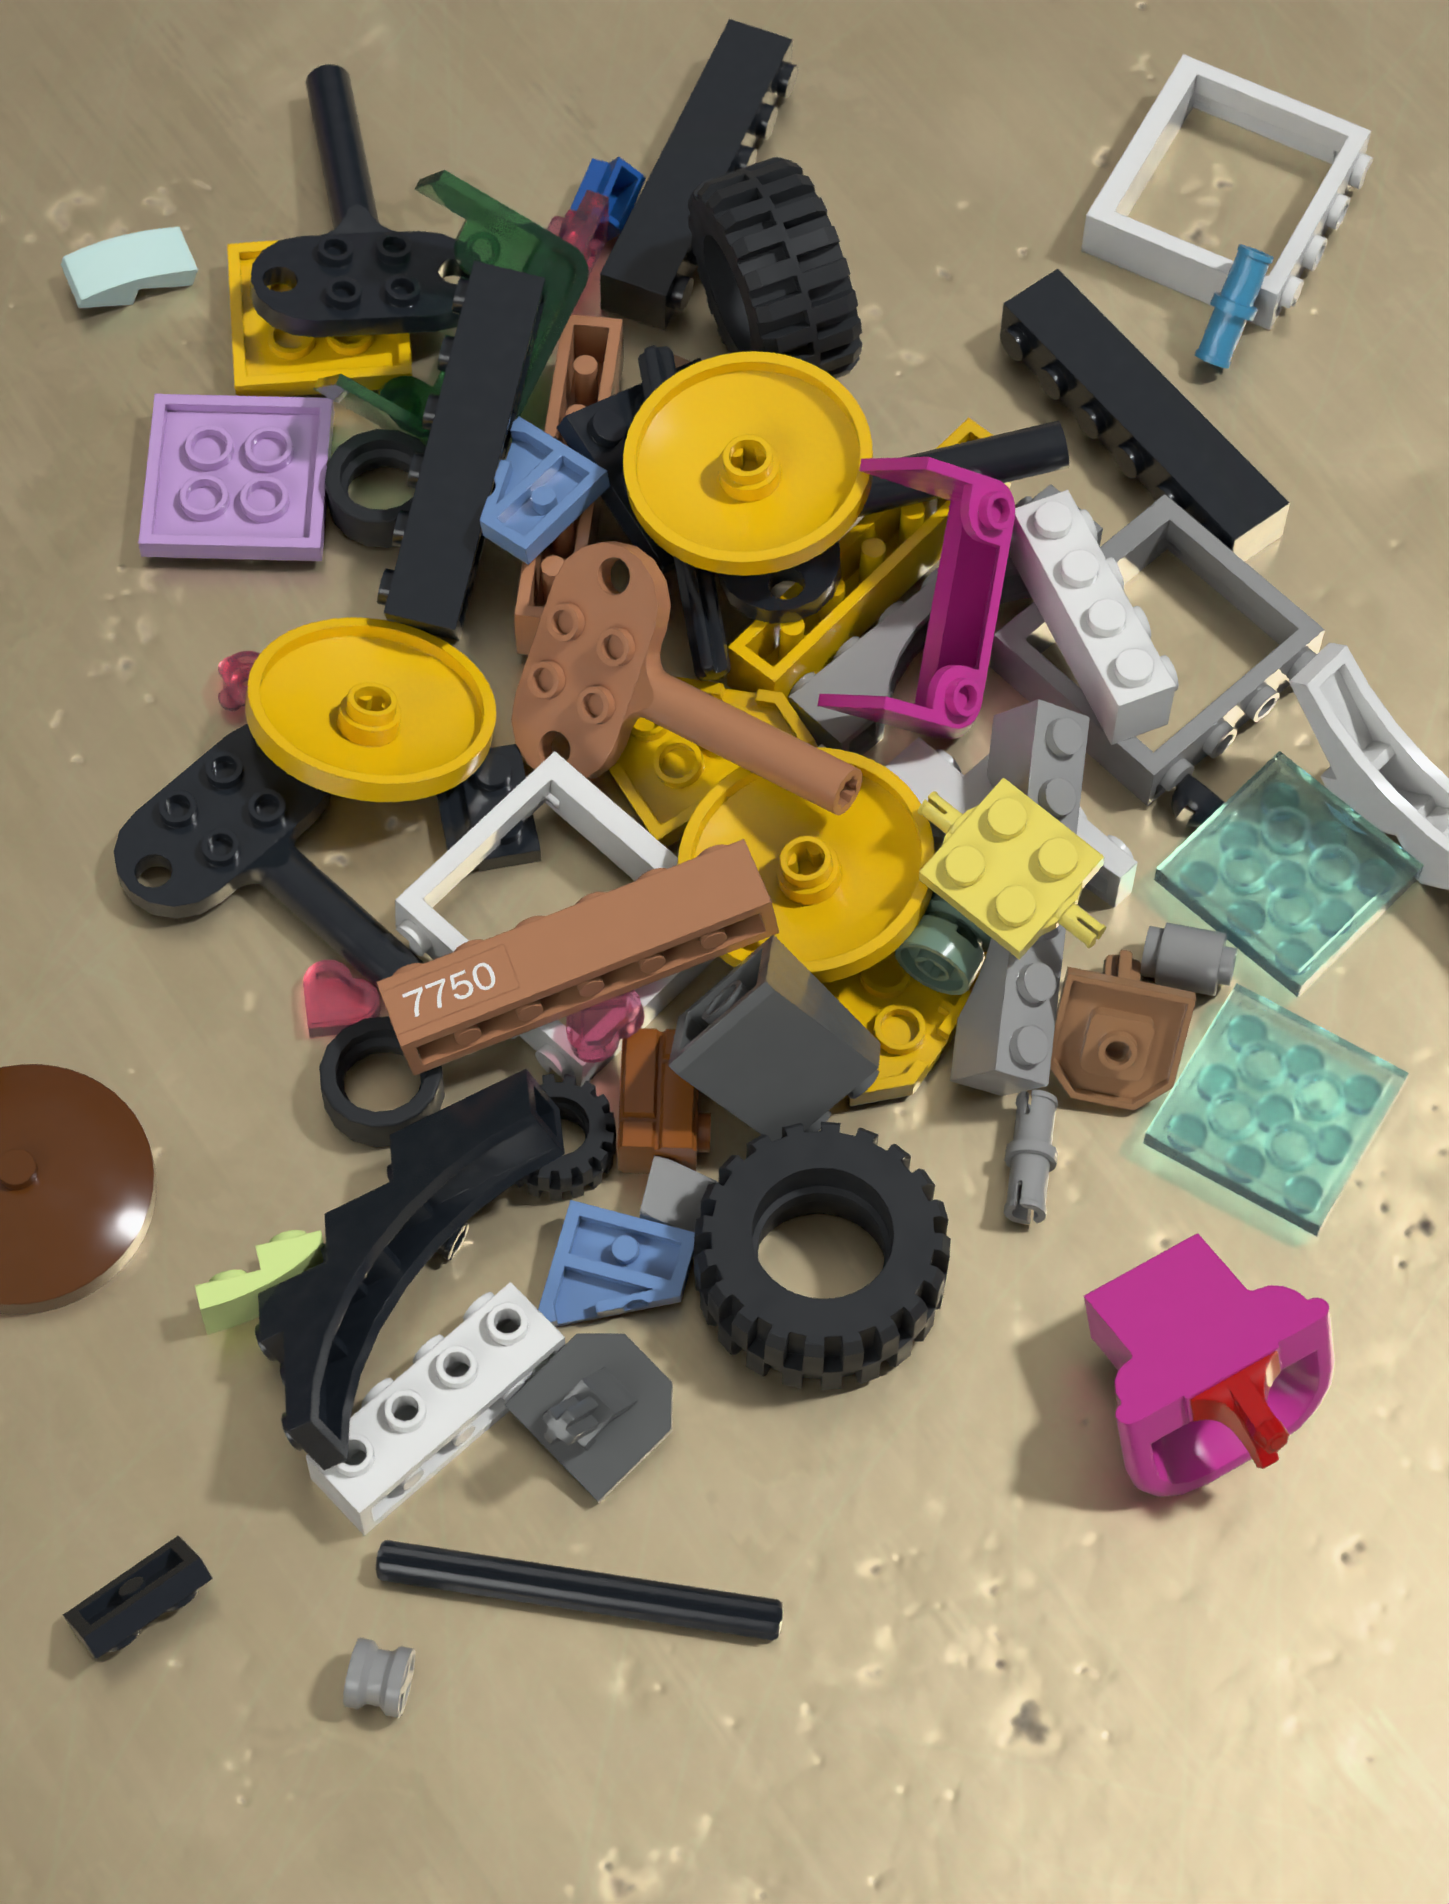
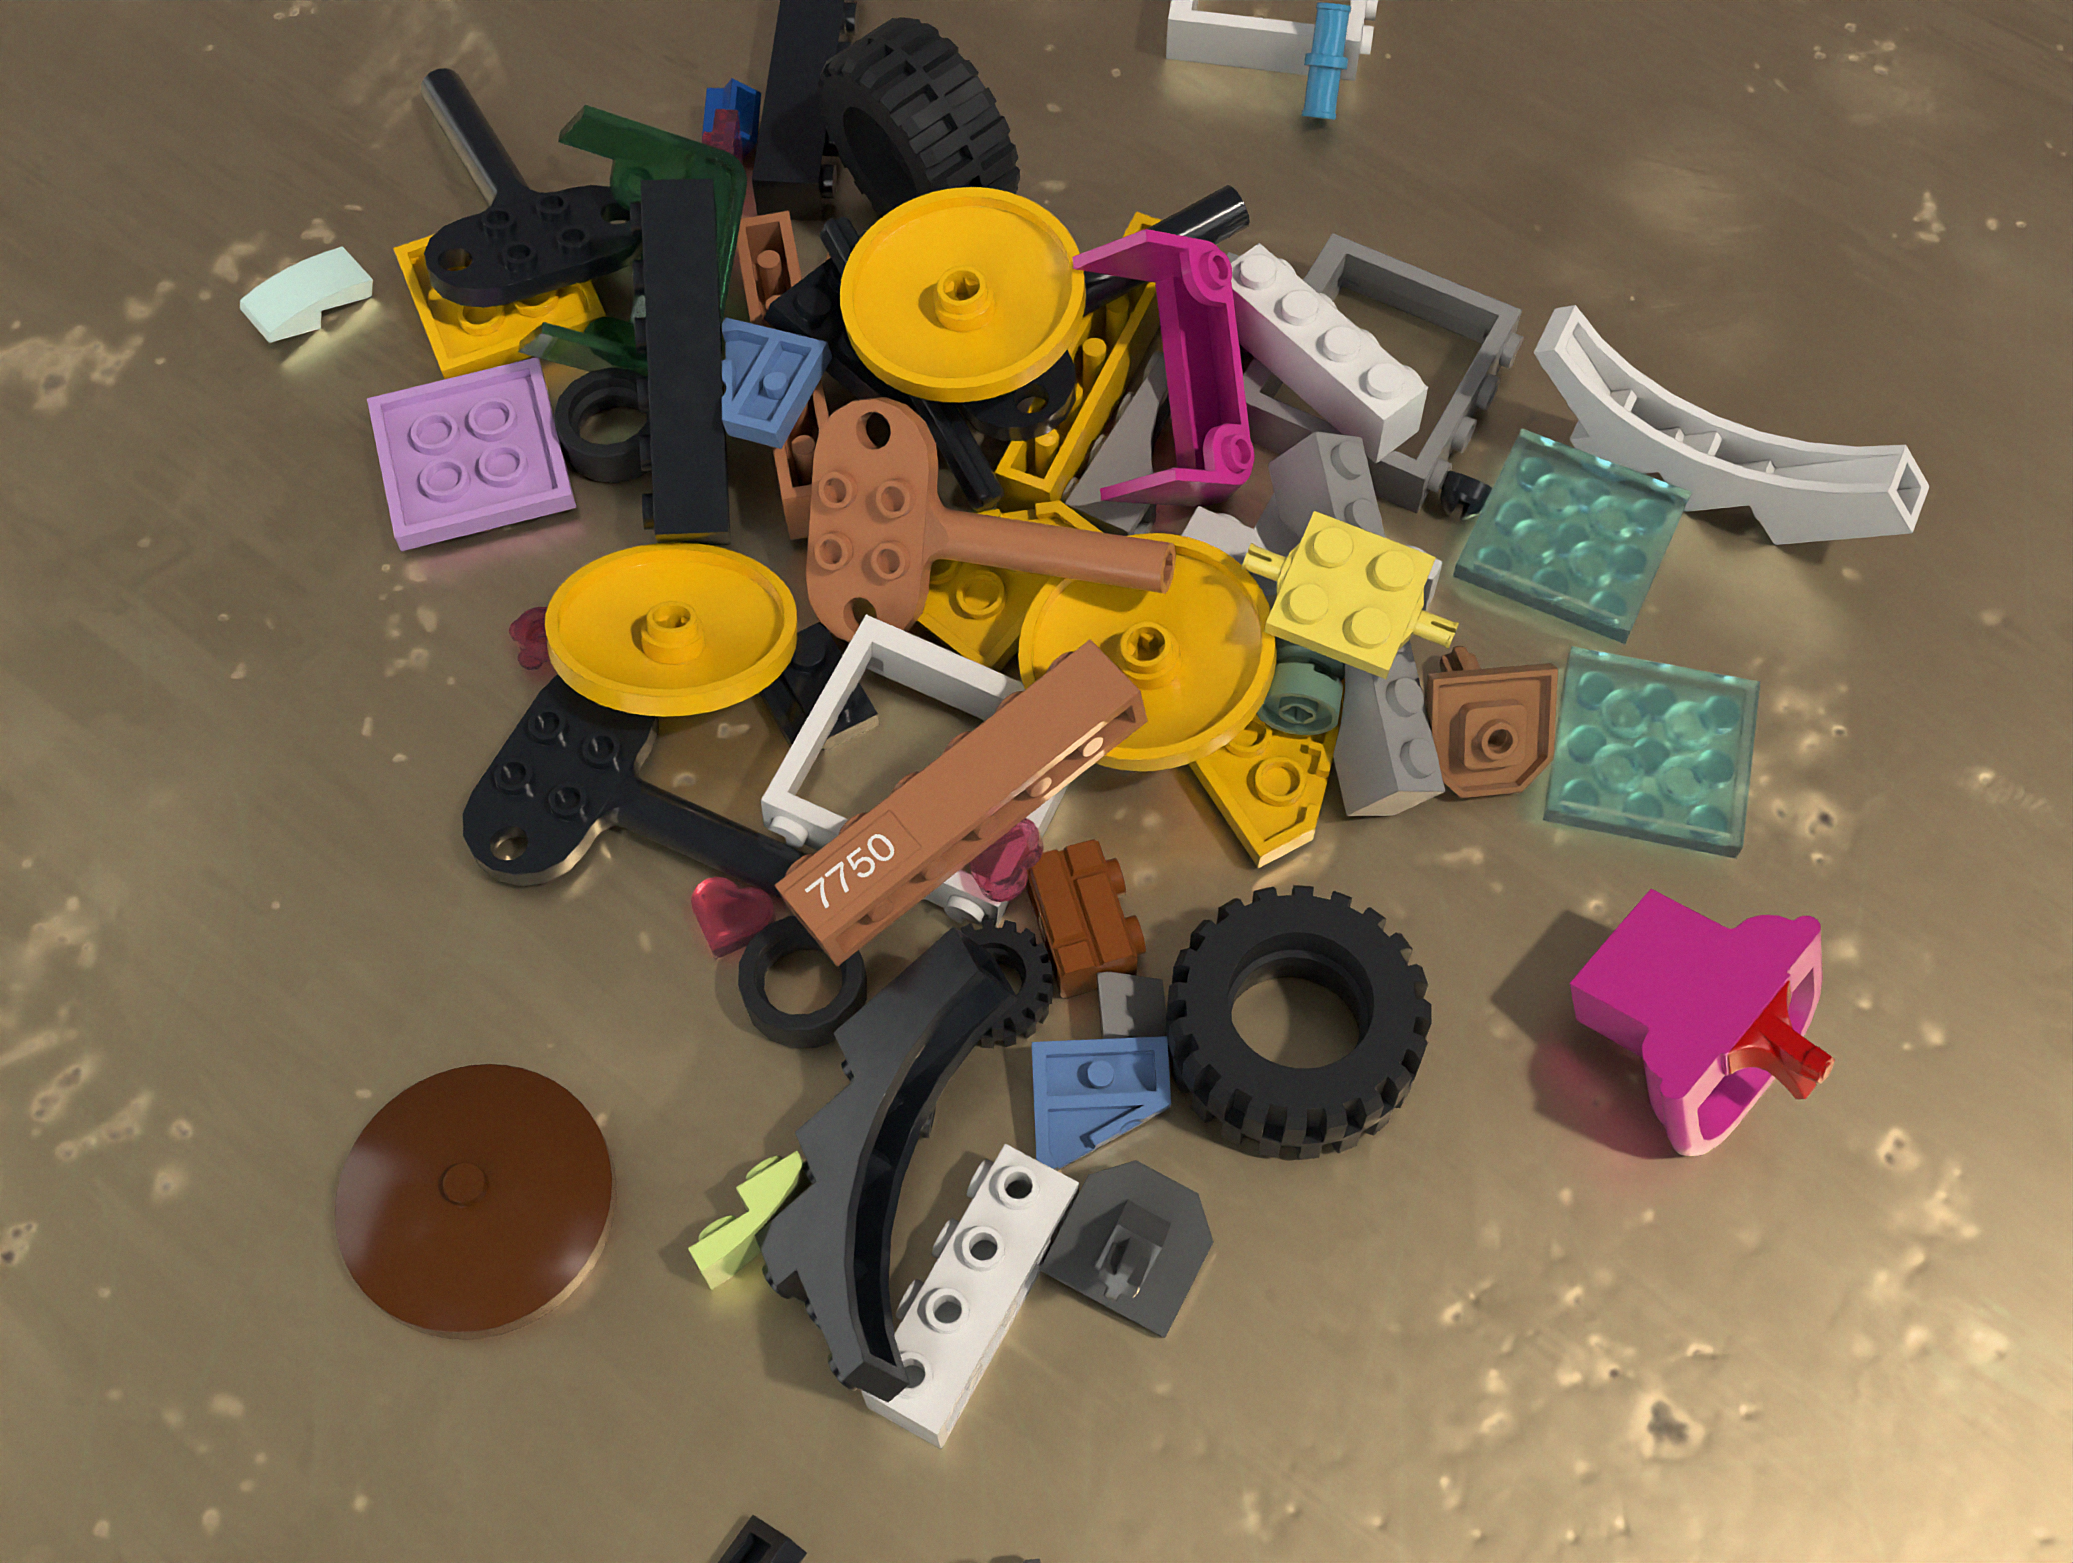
camera: 15 degrees left, 0 degrees up
(579, 1590) = (1178, 1436): black axle -> none
(774, 1044) = (1180, 829): dark grey slope -> none
(1031, 1157) = (1448, 864): light grey pin -> none
(1139, 414) = (1276, 172): black brick -> none
(1188, 958) = (1517, 636): light grey brick -> none

